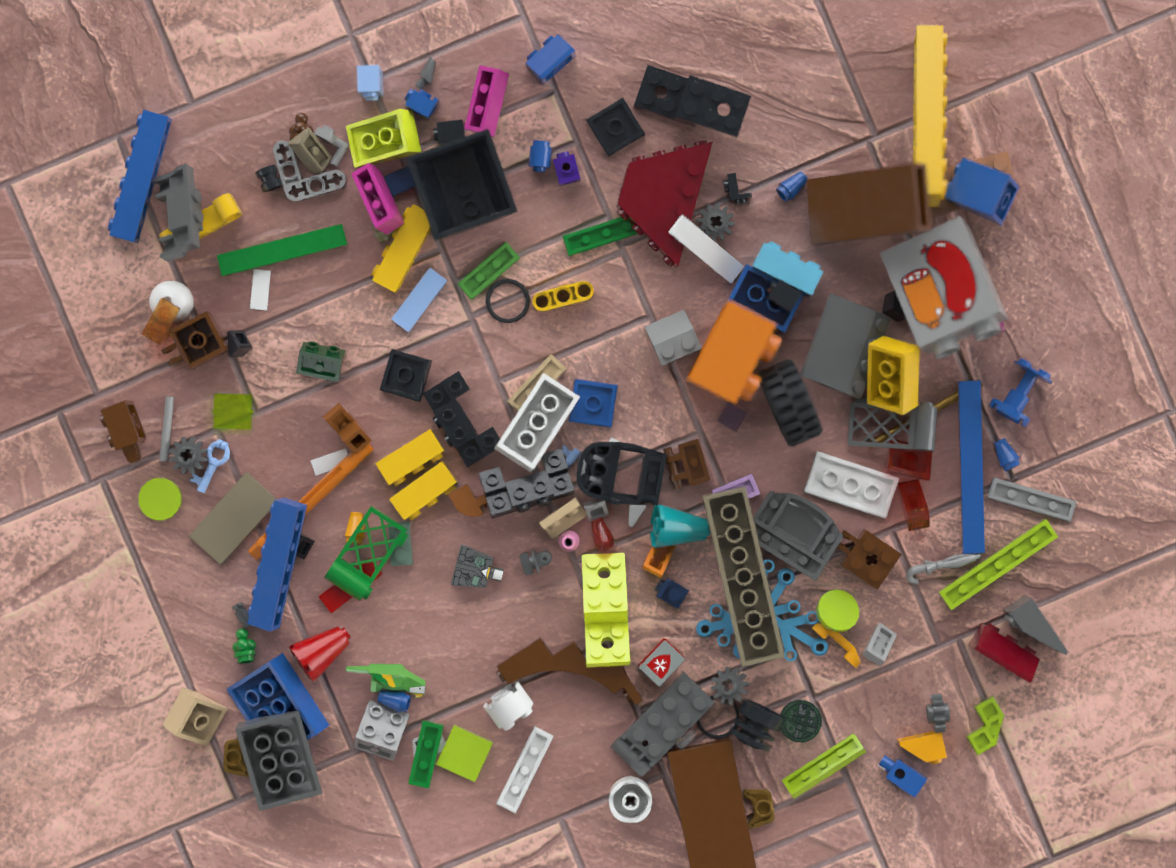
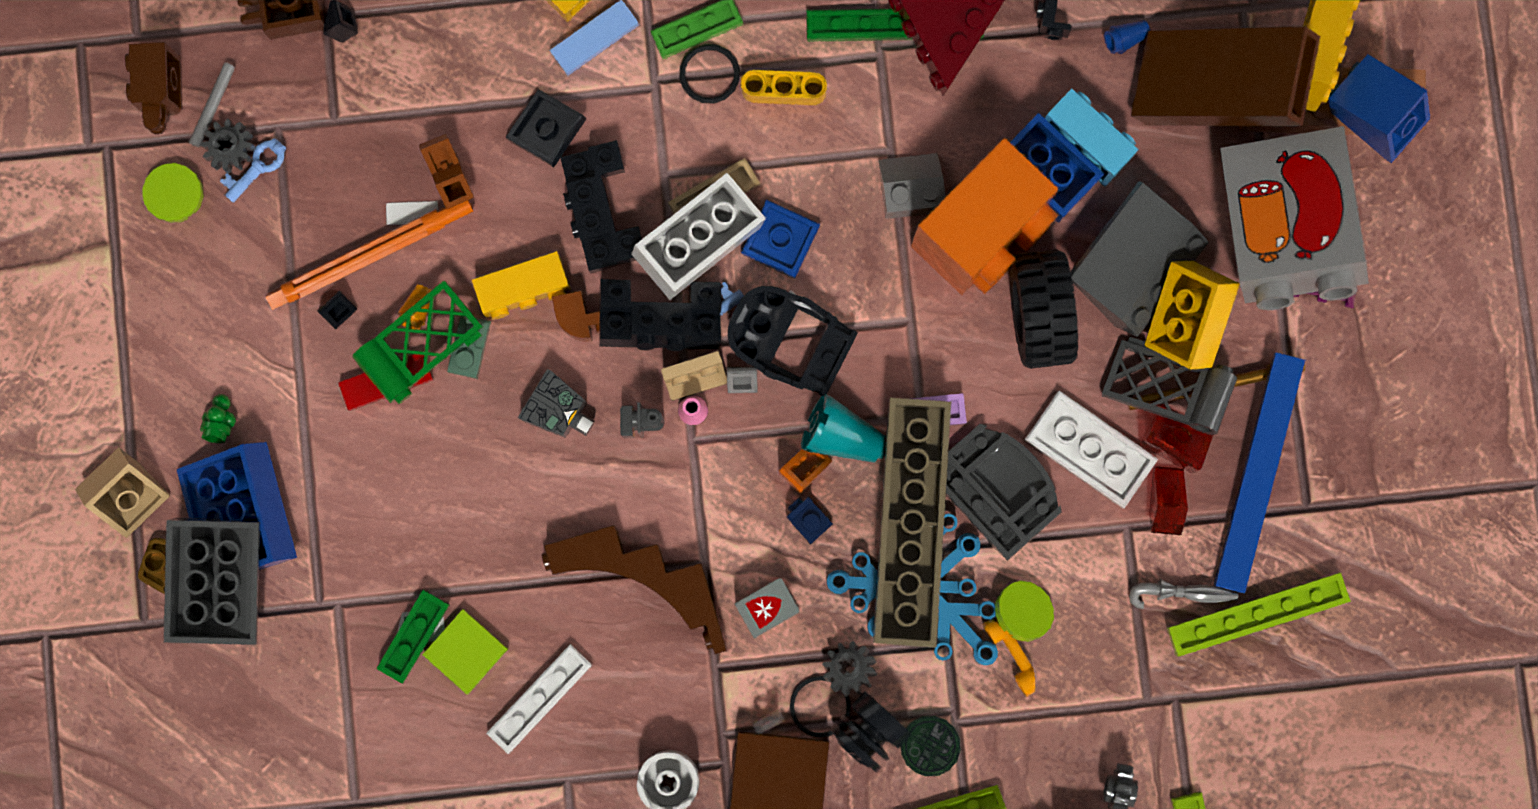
camera: 20 degrees right, 5 degrees down
(232, 411) = (305, 109): clear neon green piece -> none
(233, 518) = (261, 247): dark tan tile -> none
(241, 614) = (230, 378): dark grey piece -> none
(276, 564) = (295, 320): blue brick -> none
(320, 361) = (439, 77): dark green bracket -> none
(320, 651) = (315, 454): red cone -> none
(380, 730) = (363, 586): light grey bracket -> none
(391, 677) = (400, 520): bright green animal -> none
(395, 700) = (396, 552): blue cone -> none
(410, 458) = (518, 236): yellow brick -> none
(509, 705) = (544, 603): white brick -> none
(602, 536) = (739, 415): clear red cone -> none
(605, 610) = (713, 514): neon yellow bracket -> none
(634, 513) = (792, 397): light grey slope -> none
(662, 724) = (742, 693): dark grey hinge -> none
(693, 462) = (889, 355): reddish brown plate -> none
(706, 249) = (990, 79): white tile -> none
(714, 213) = (1012, 62): dark grey gear -> none
(731, 416) = (958, 310): brick -> none
(783, 295) = (1076, 164): black brick -> none
(865, 545) = (1068, 552): reddish brown hinge -> none
(879, 644) = (1067, 673): light grey tile -> none
(892, 307) = (1218, 232): black slope -> none
(1005, 651) = (1235, 735): dark red slope -> none
(1007, 456) = (1310, 472): blue cone -> none
(1016, 399) = (1337, 408): blue piece -> none
(1029, 619) = (1284, 705): dark grey slope -> none
(1031, 499) = (1327, 541): light grey tile -> none

